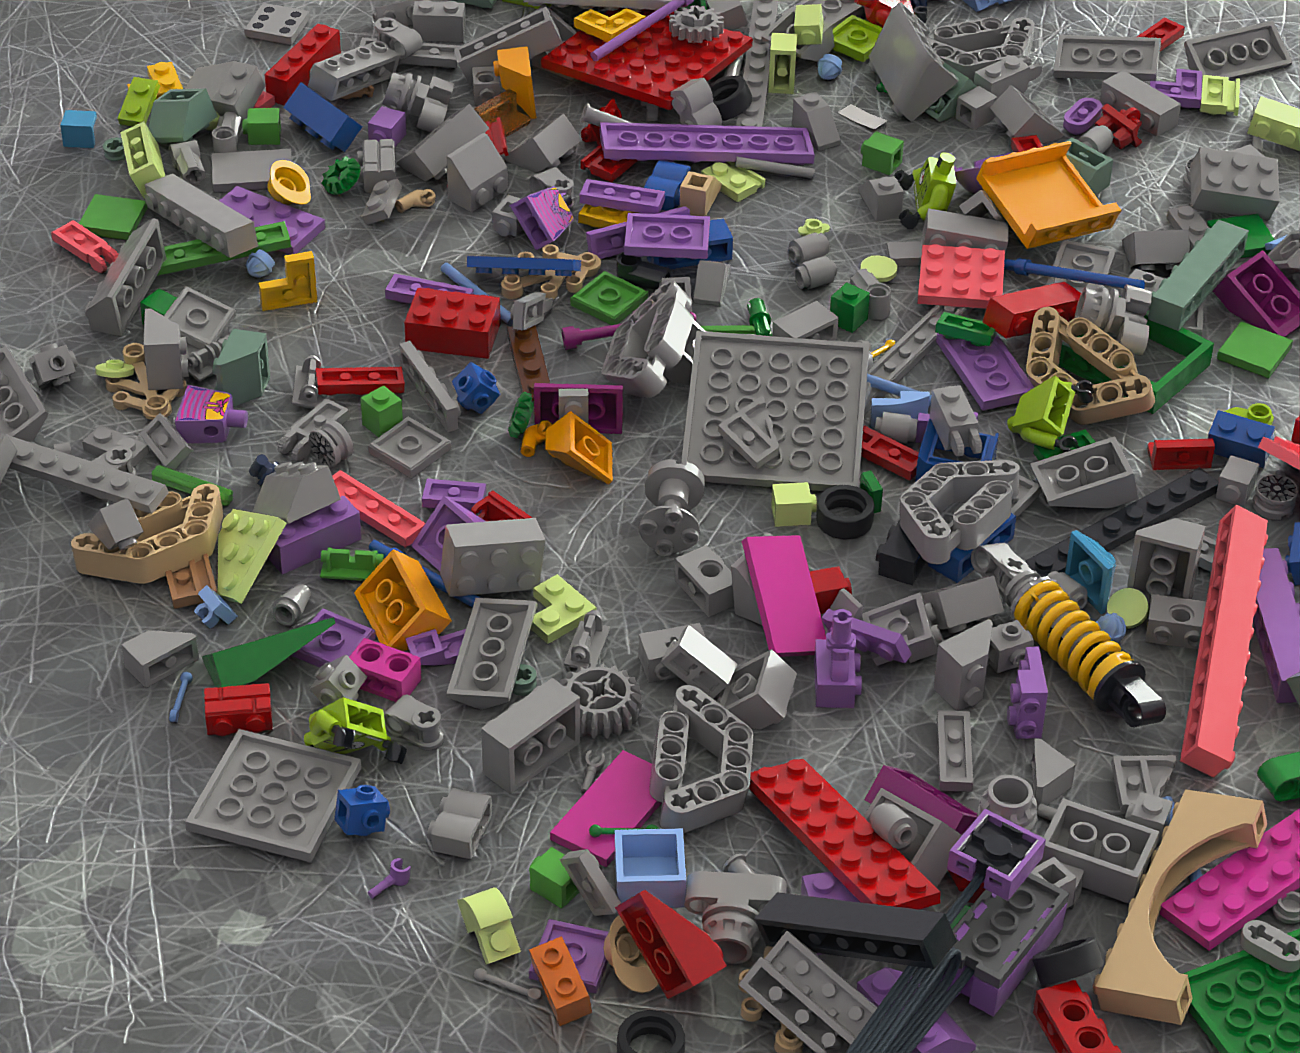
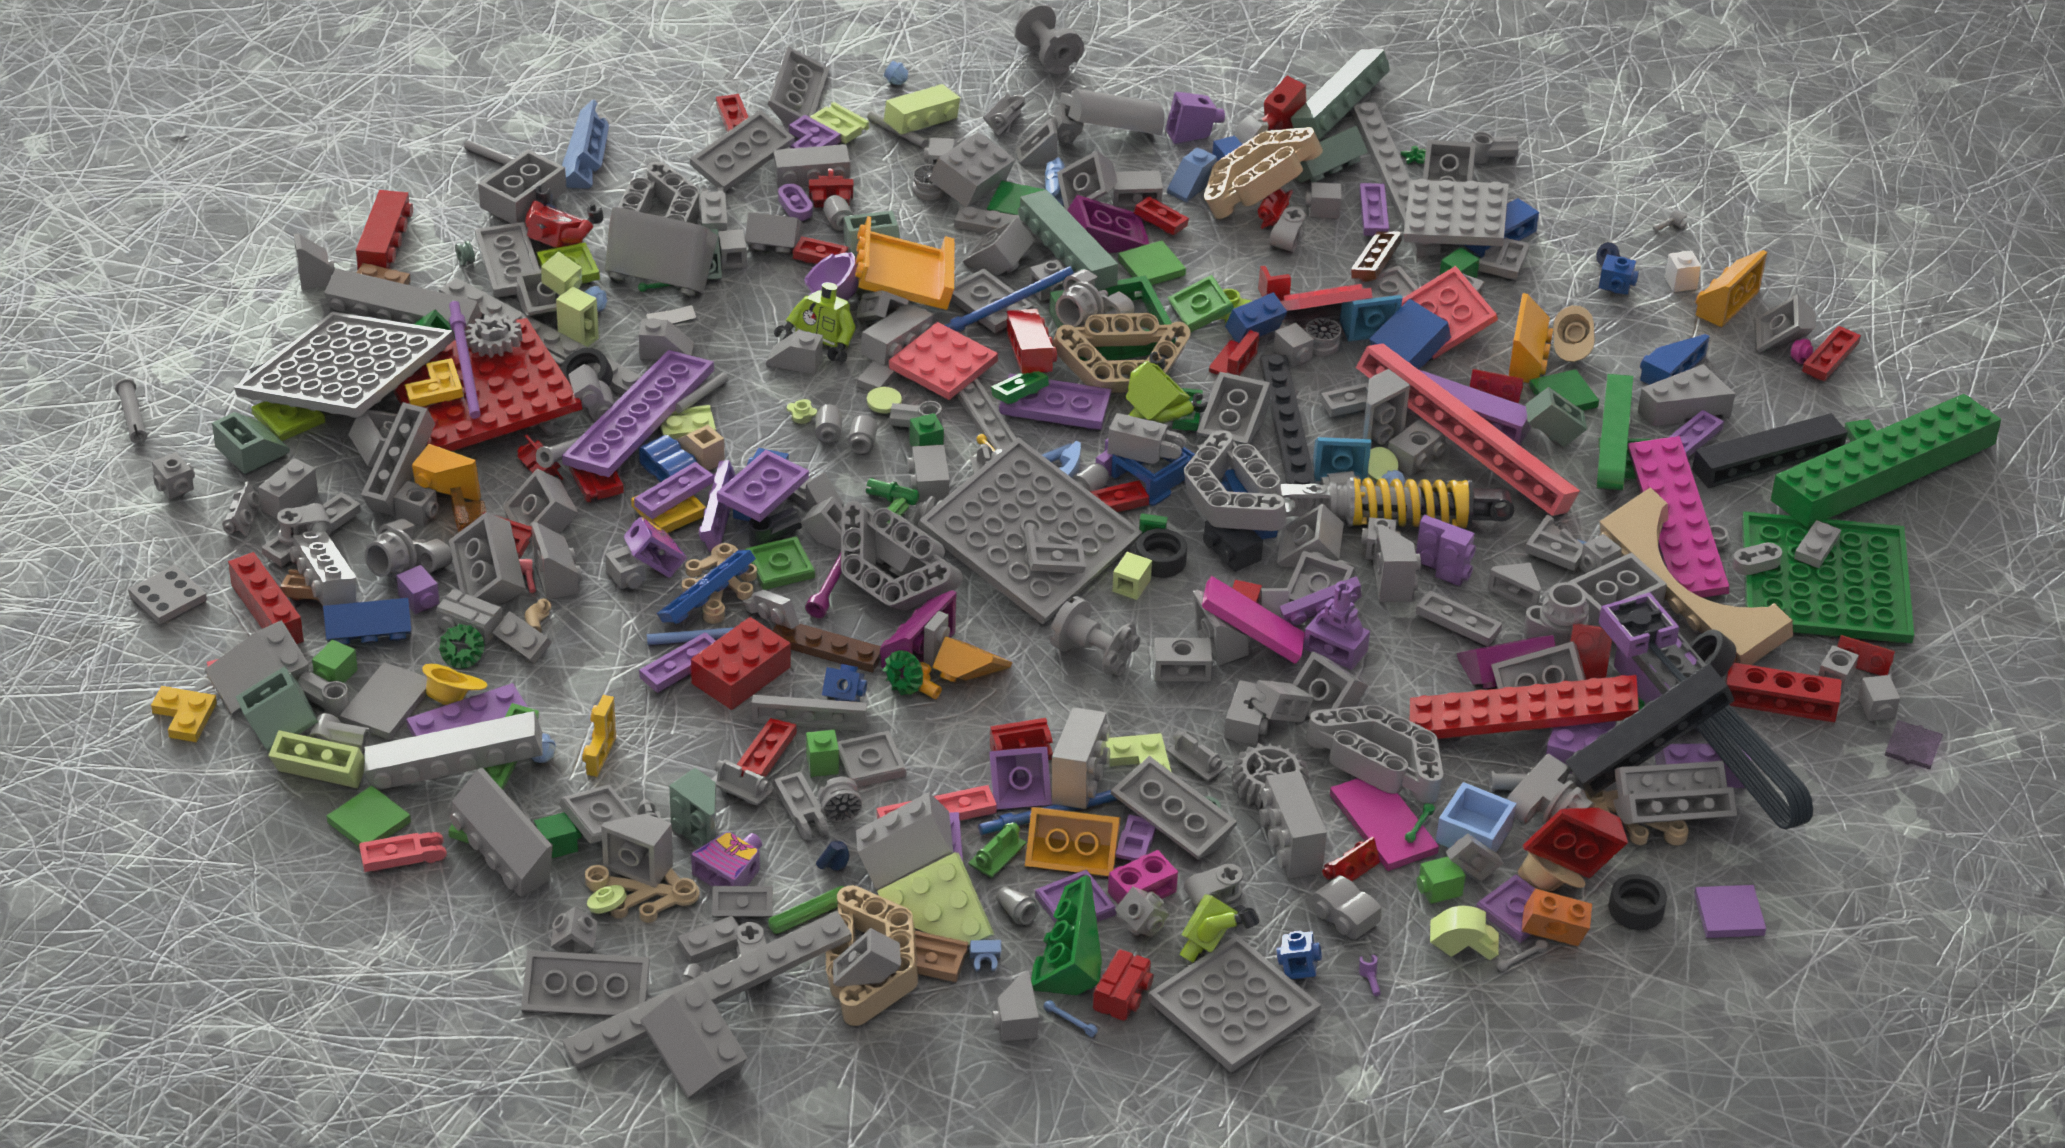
camera: 60 degrees left, 0 degrees up
(78, 128) = (213, 787): dark azure panel -> none
(114, 149) = (261, 770): sand green bush -> none
(138, 101) = (211, 731): lime plate -> none
(463, 493) = (960, 756): medium lavender plate -> none
(529, 806) = (1354, 862): none -> red hinge
(551, 178) = (605, 527): light grey piece -> none
(591, 770) = (1331, 807): light grey hand -> none
(882, 153) = (742, 326): bright green brick -> none
(893, 825) = (1547, 670): light grey brick -> none
(1227, 395) = (1200, 303): none -> bright green tile

